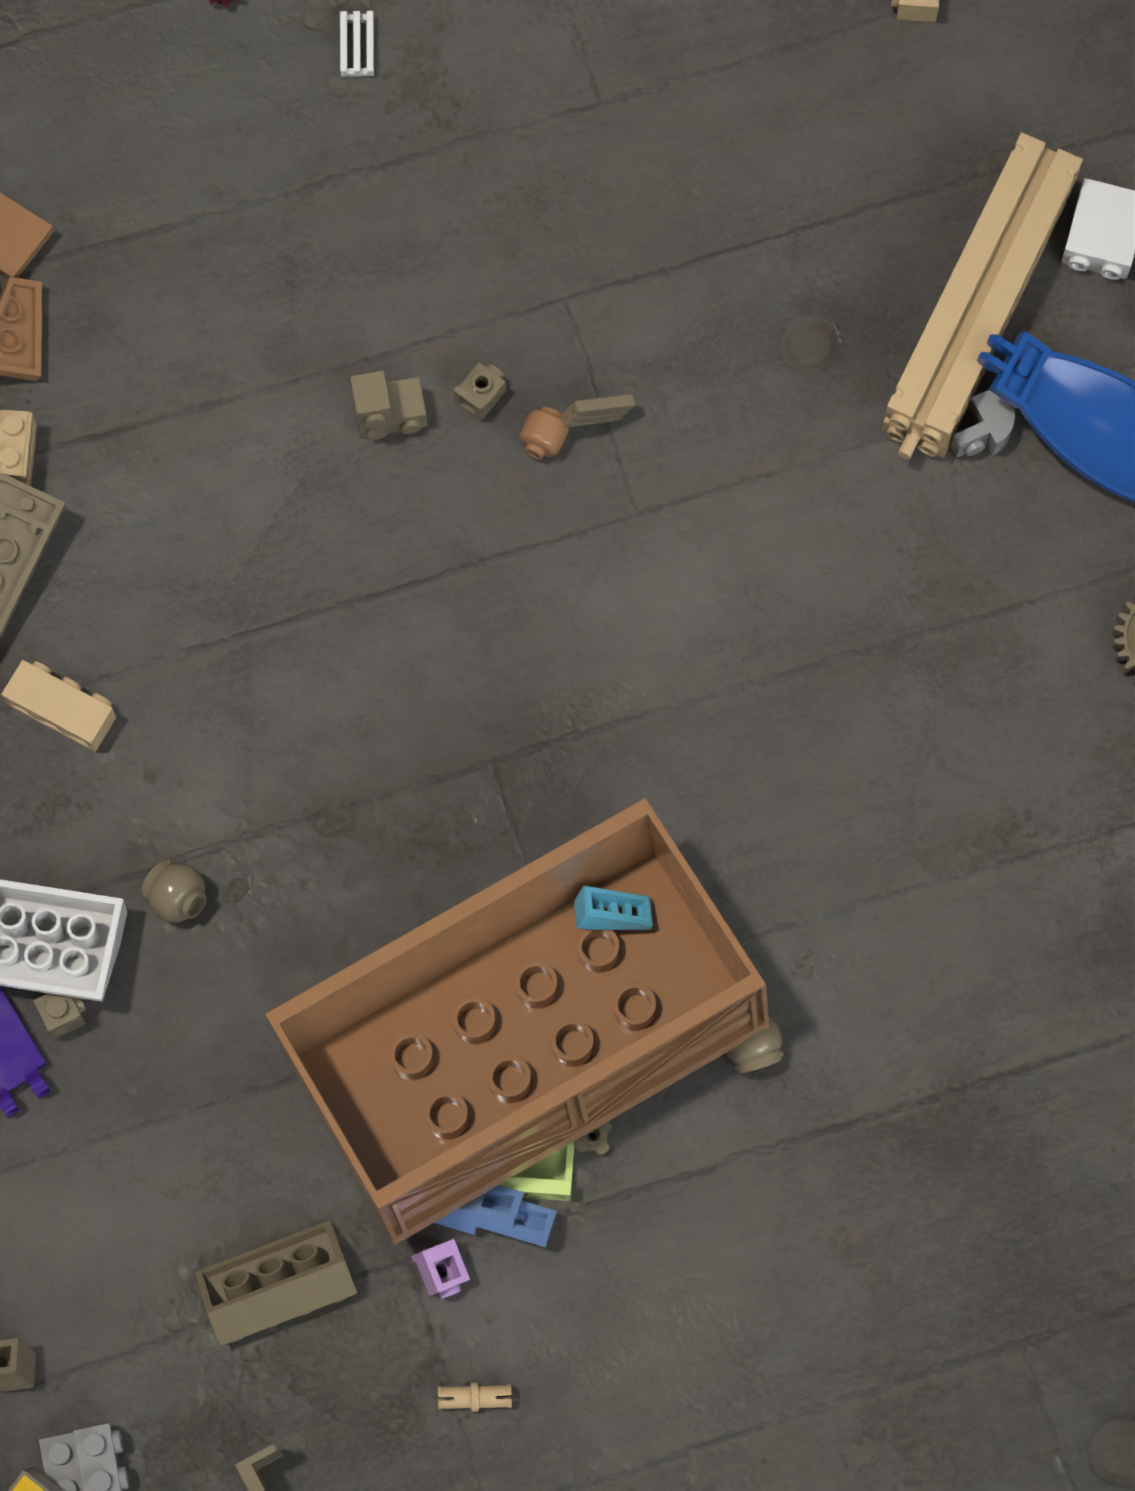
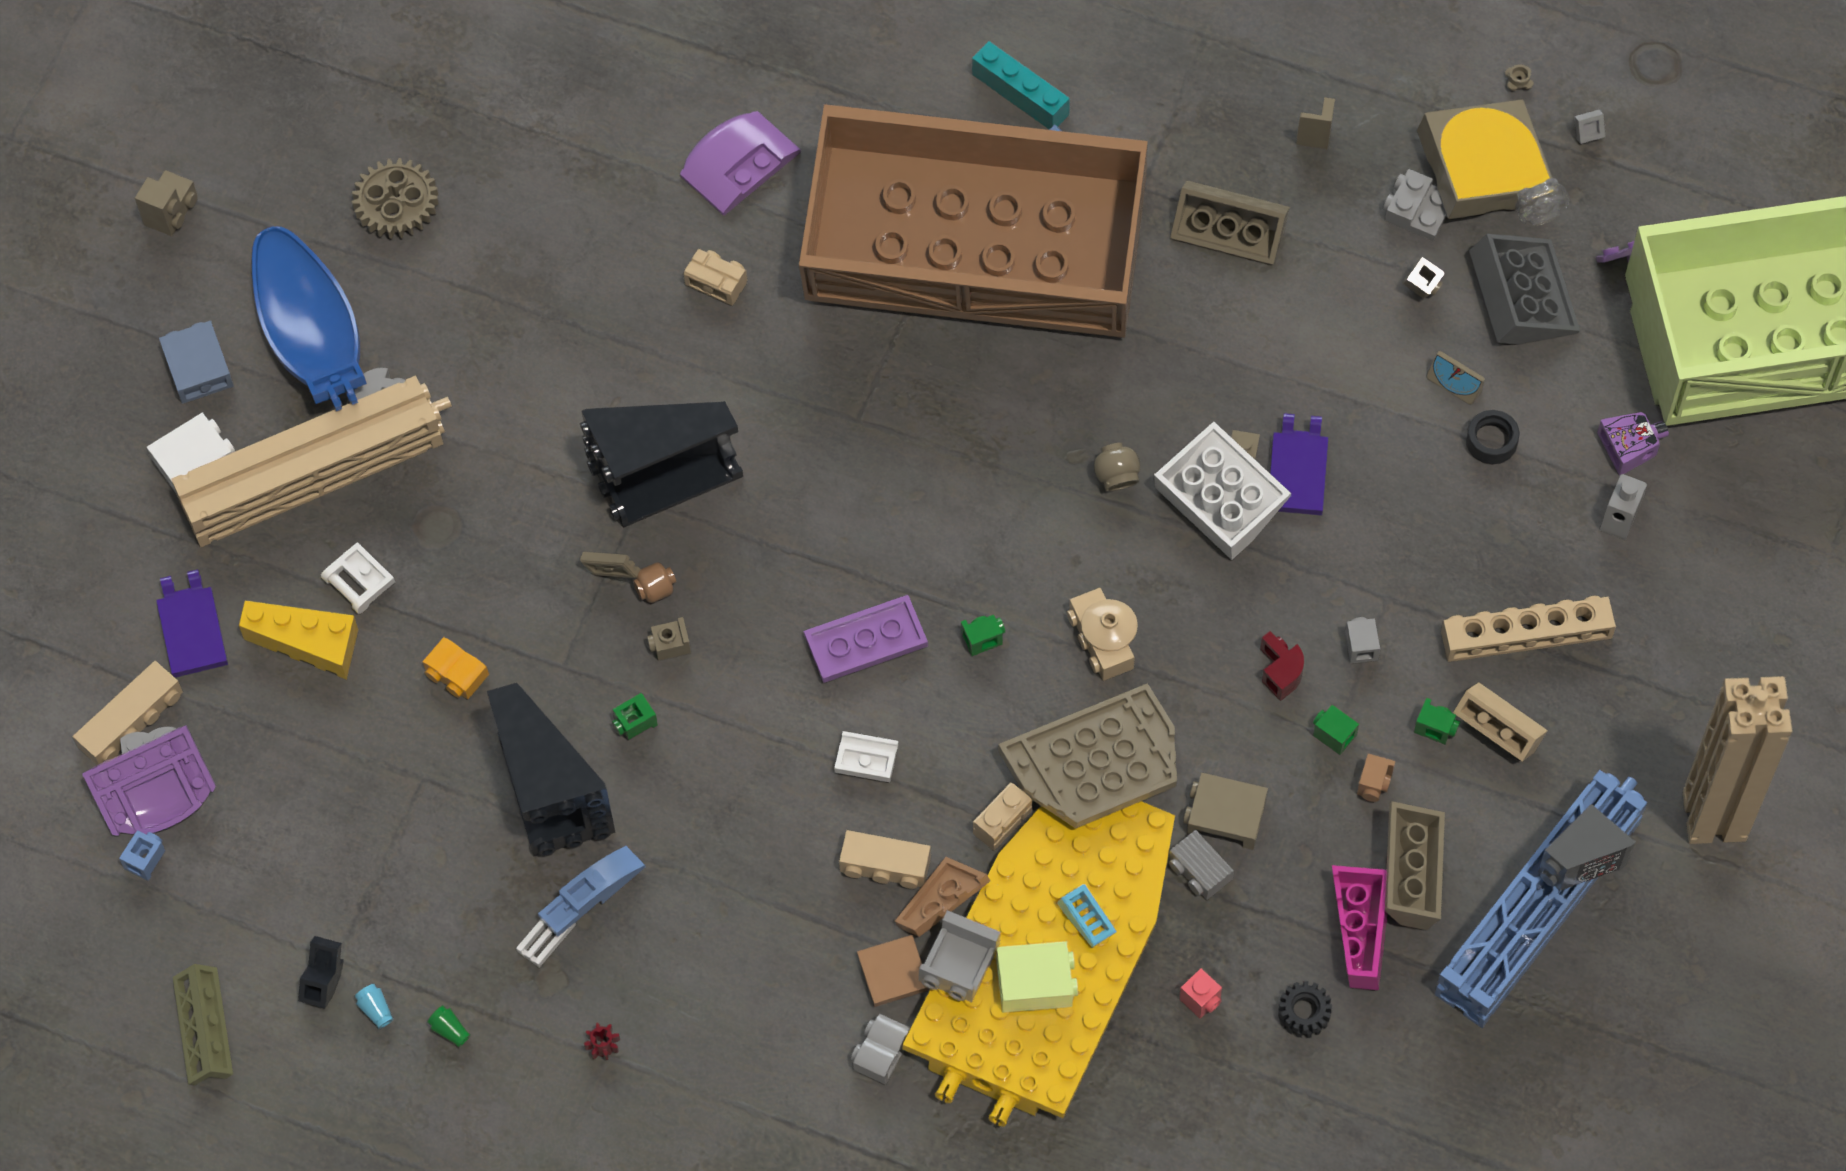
camera: 140 degrees left, 10 degrees down
(54, 723) = (1109, 636): none -> tan dish
(96, 330) = (885, 859): none -> tan brick
(178, 619) = (983, 634): none -> green brick
(195, 416) = (866, 756): none -> white plate
(291, 532) = (865, 638): none -> medium lavender plate
(345, 104) = (589, 888): none -> medium blue slope
(387, 406) = (739, 667): dark tan brick -> none
(444, 303) = (637, 709): none -> green brick
(465, 143) = (553, 784): none -> black windscreen
(474, 1397) = (1163, 90): tan pin -> none
(591, 914) = (849, 243): medium azure slope -> none
(631, 1275) = (1020, 86): none -> teal brick
(640, 524) = (659, 454): none -> black windscreen
(659, 213) = (455, 668): none -> light orange brick
(765, 801) = (715, 276): none -> tan brick
(829, 137) = (303, 634): none -> yellow wedge
(832, 242) = (362, 570): none -> white plate
(865, 961) = (736, 160): none -> medium lavender slope
(946, 77) = (191, 627): none -> dark purple tile

